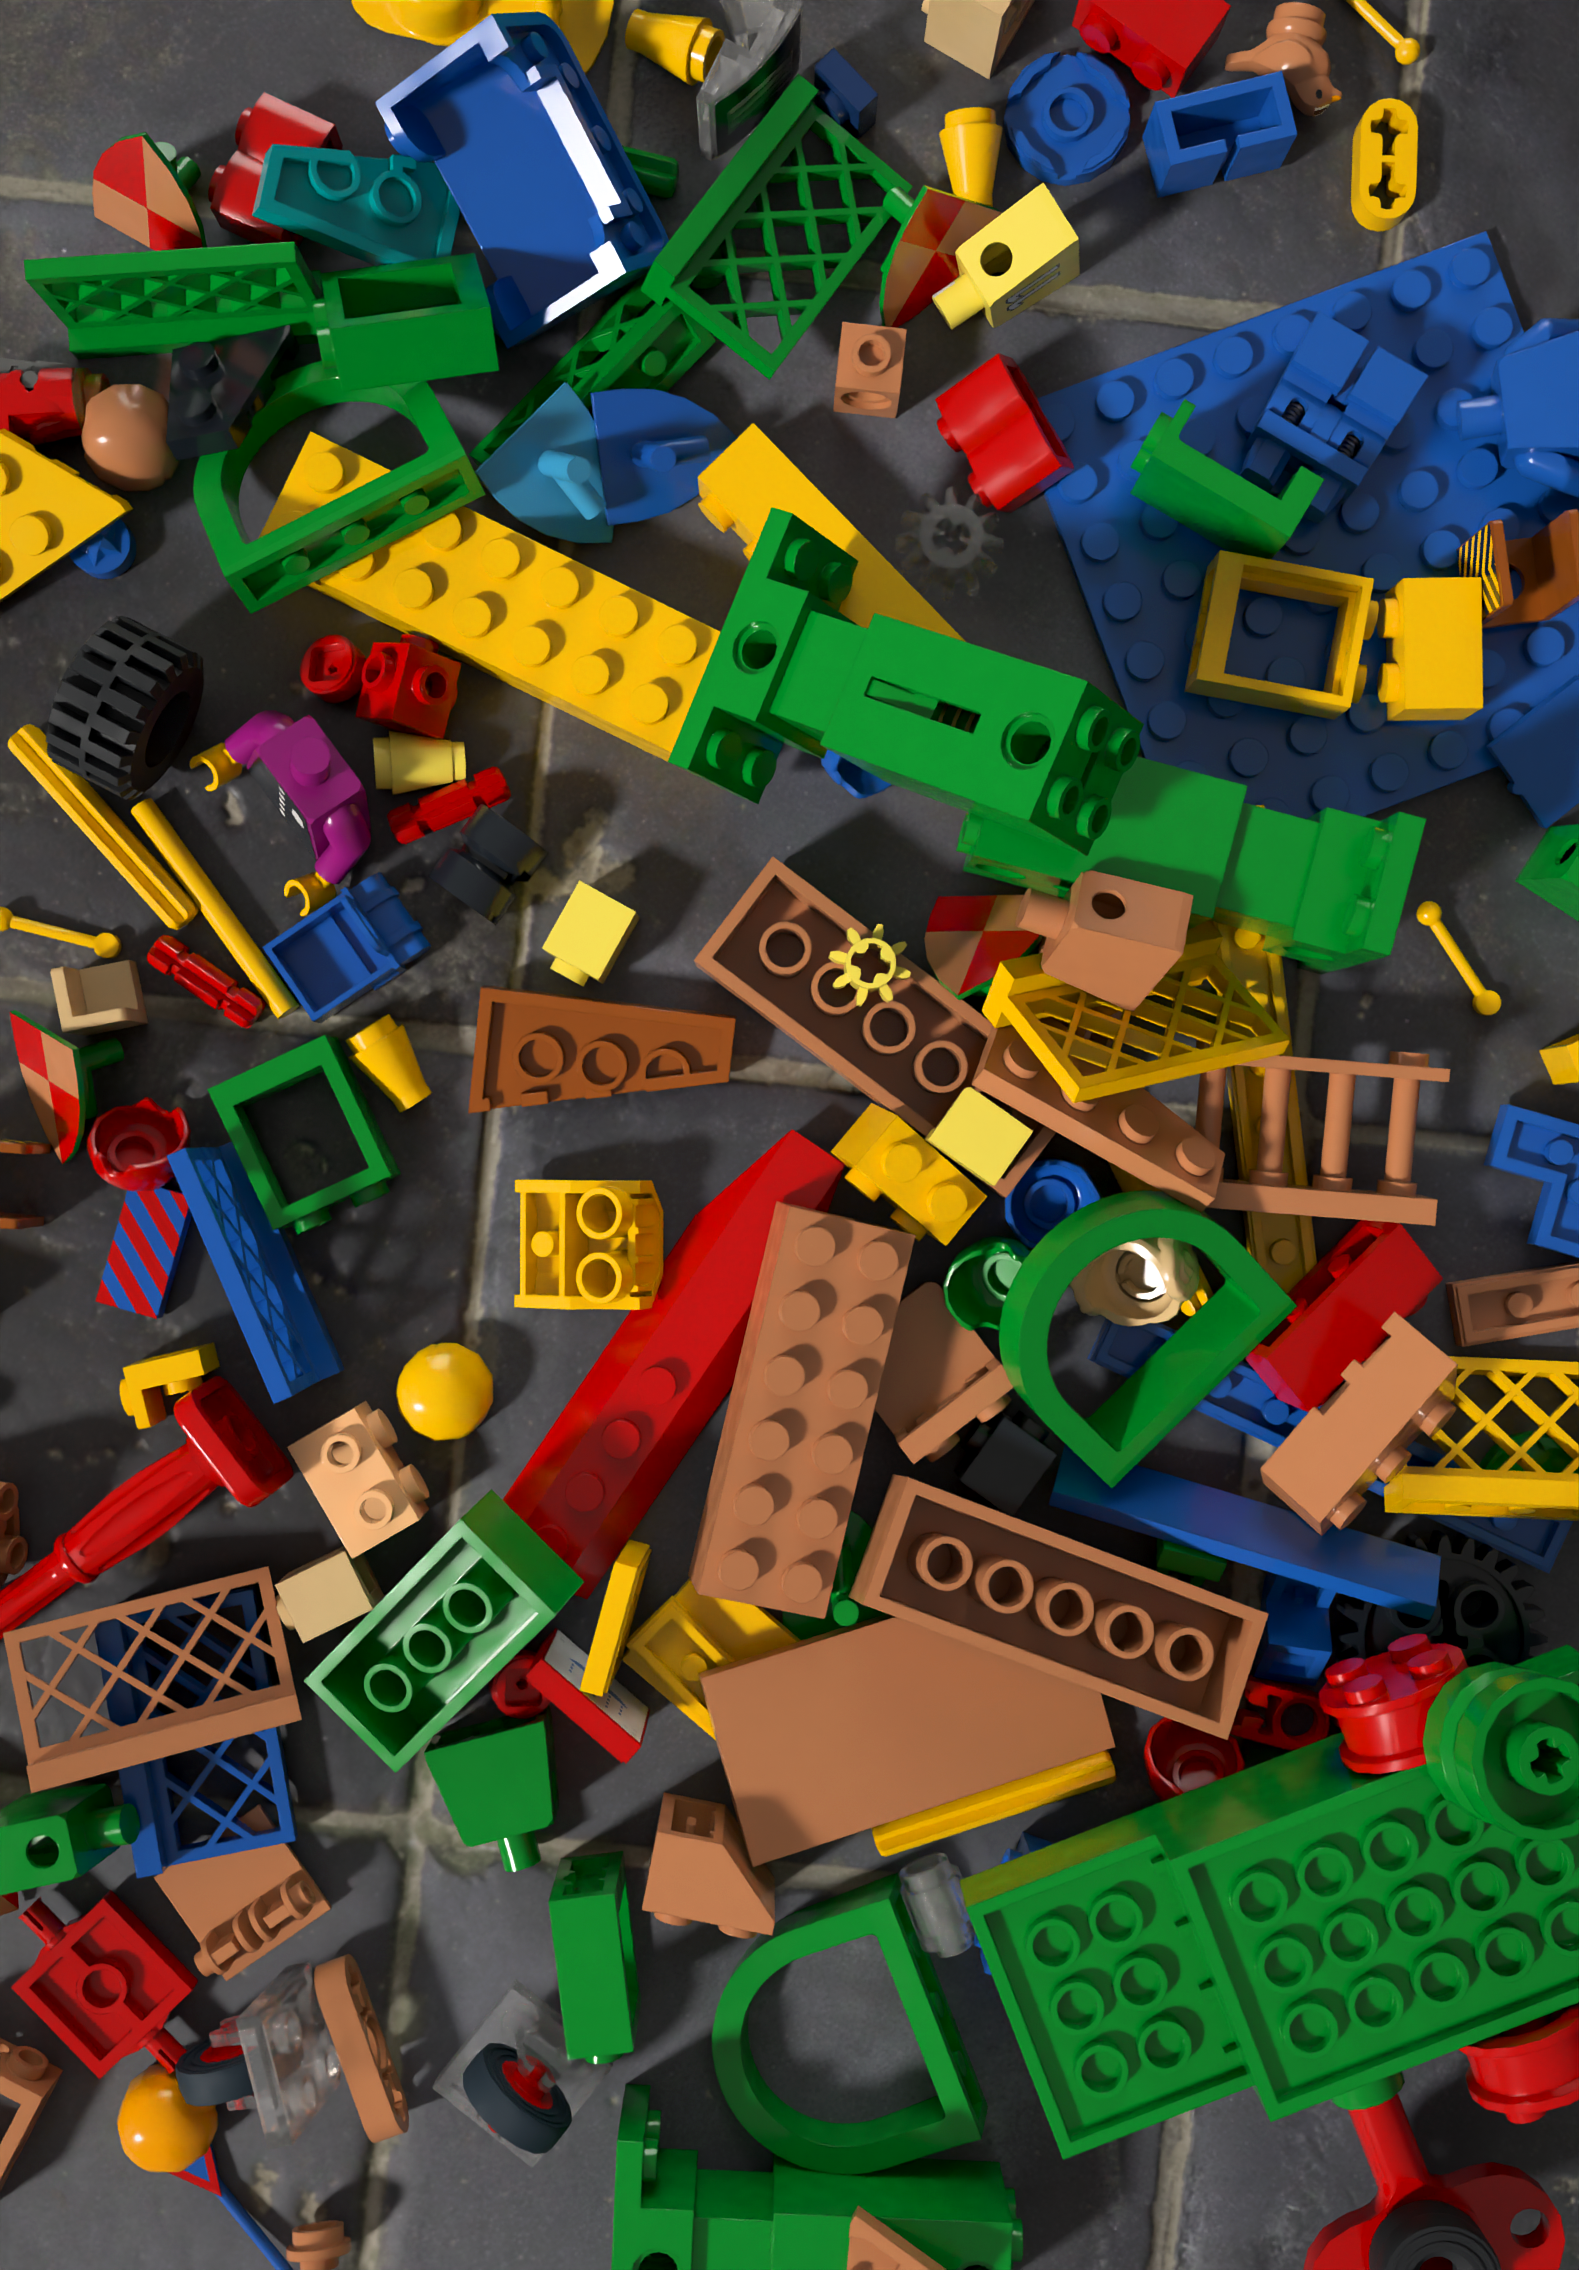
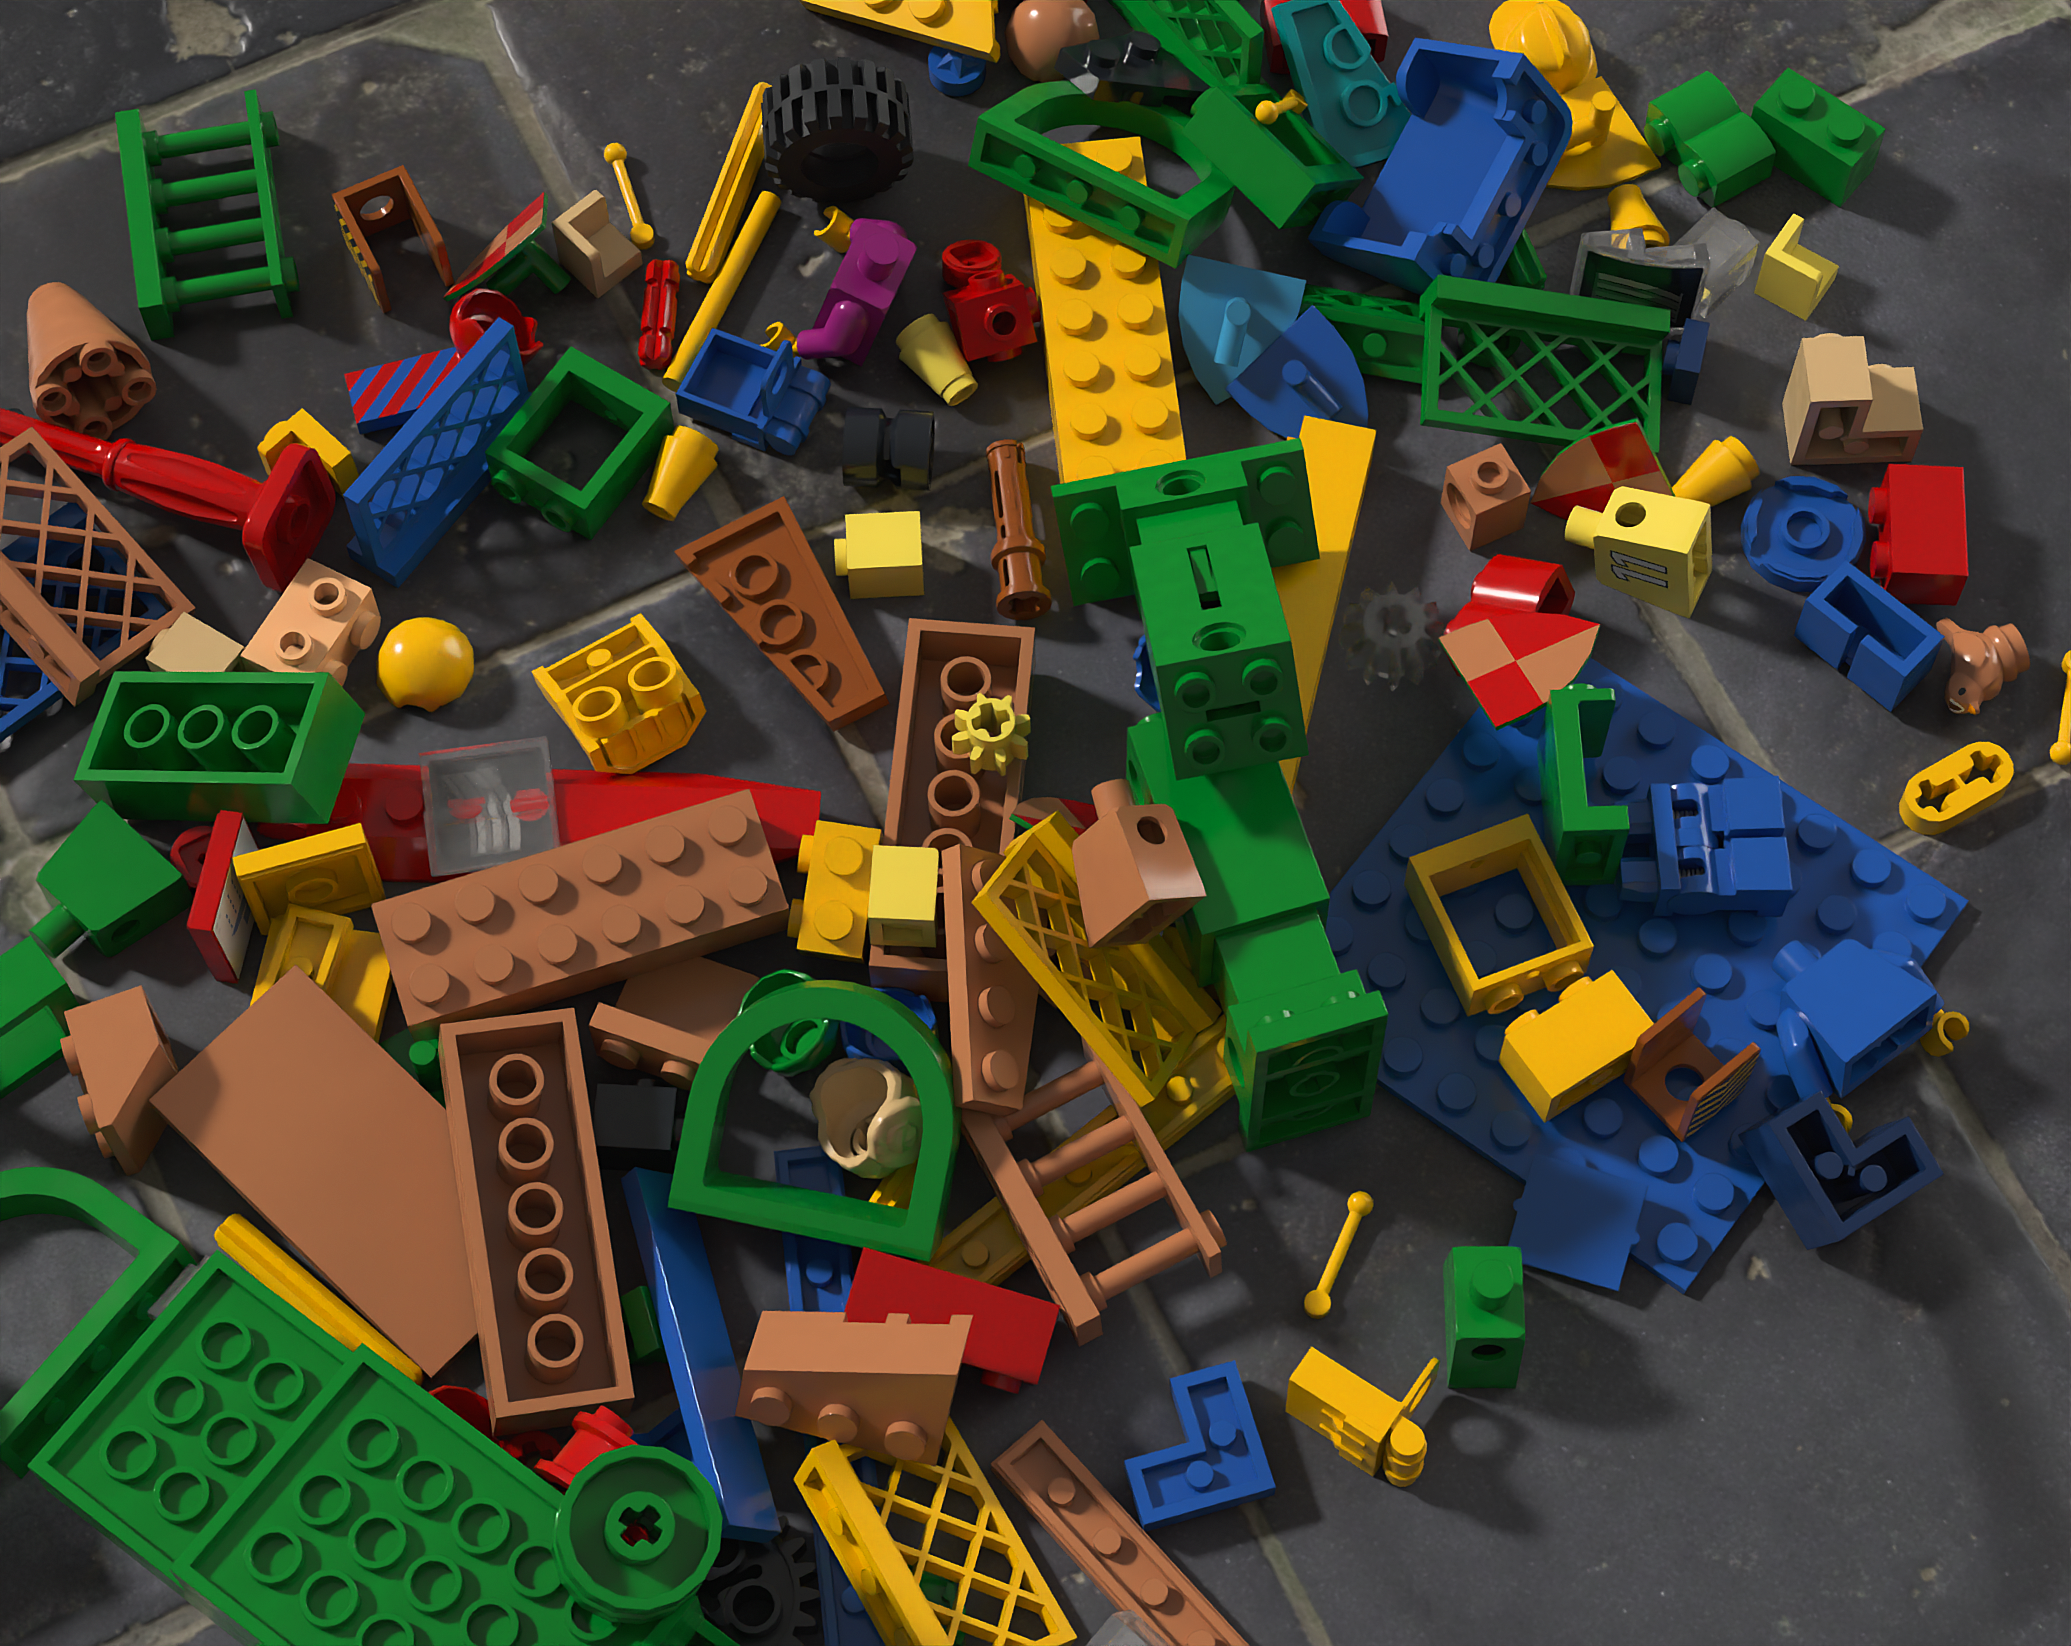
camera: 60 degrees right, 25 degrees down
(384, 298) = (1267, 111): none -> yellow hinge
(448, 805) = (908, 394): red axle -> none
(642, 1426) = (488, 804): none -> clear slope
(659, 814) = (1017, 551): none -> dark orange pin
(1078, 456) = (1518, 660): none -> shield

